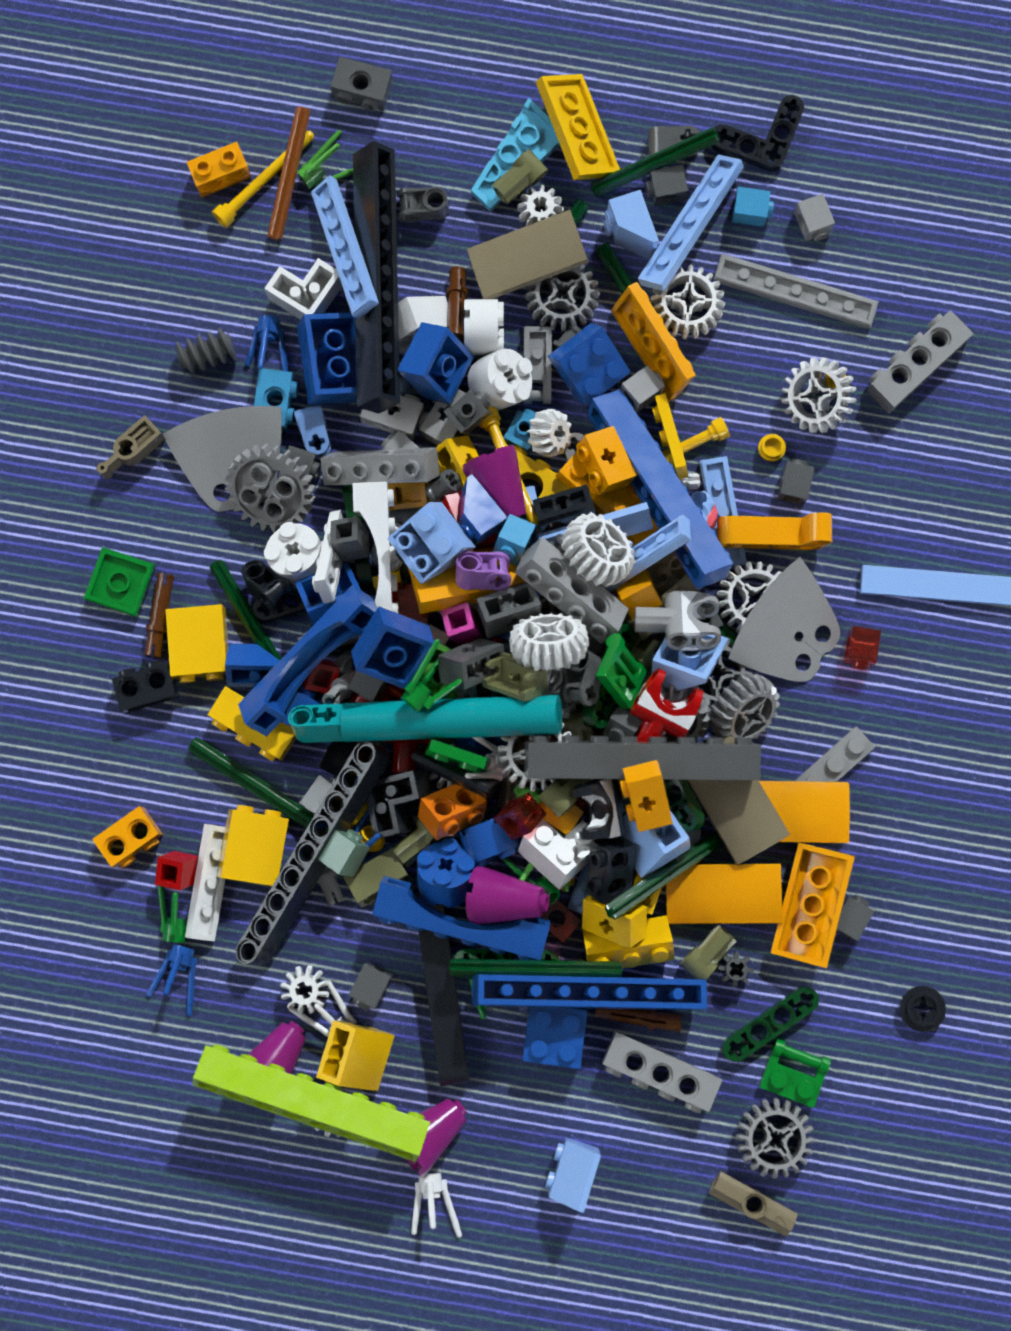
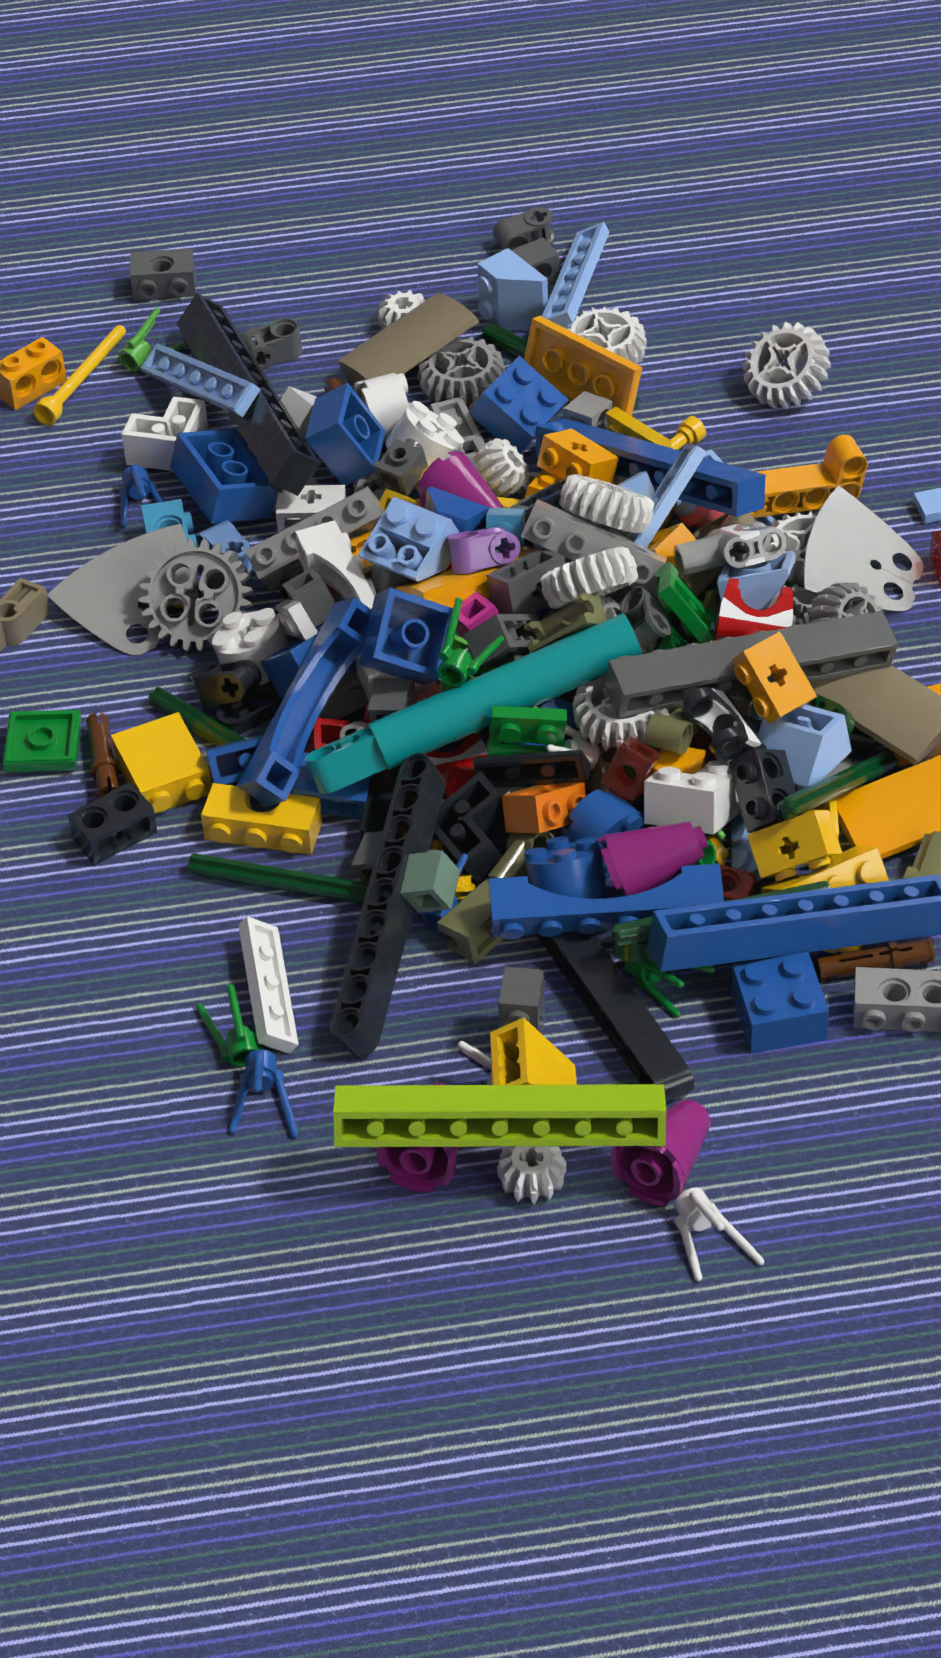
camera: 15 degrees left, 35 degrees down
(125, 831) = (144, 969): light orange brick -> none
(176, 870) = (218, 969): red brick -> none
(205, 351) = (69, 513): dark grey piece -> none
(252, 845) = (309, 927): yellow brick -> none
(288, 173) = (110, 358): dark orange axle -> none
(301, 998) = (435, 1054): white gear -> none
(329, 884) = (425, 949): light grey pin -> none
(524, 172) = (372, 285): olive piece -> none
(528, 131) = (362, 281): medium azure wing -> none
(573, 1173) = (877, 1129): light blue slope -> none
(577, 126) = (415, 243): yellow plate -> none
(655, 161) = (518, 237): dark green axle -> none
(752, 206) = (634, 257): dark azure brick -> none
(762, 146) = (621, 218): black beam -> none
(771, 447) = (758, 430): yellow plate -> none
(795, 481) = (799, 443): dark grey brick -> none
(796, 291) = (720, 310): light grey tile -> none
(814, 218) = (705, 248): light grey brick -> none
(952, 334) = (880, 322): light grey brick -> none

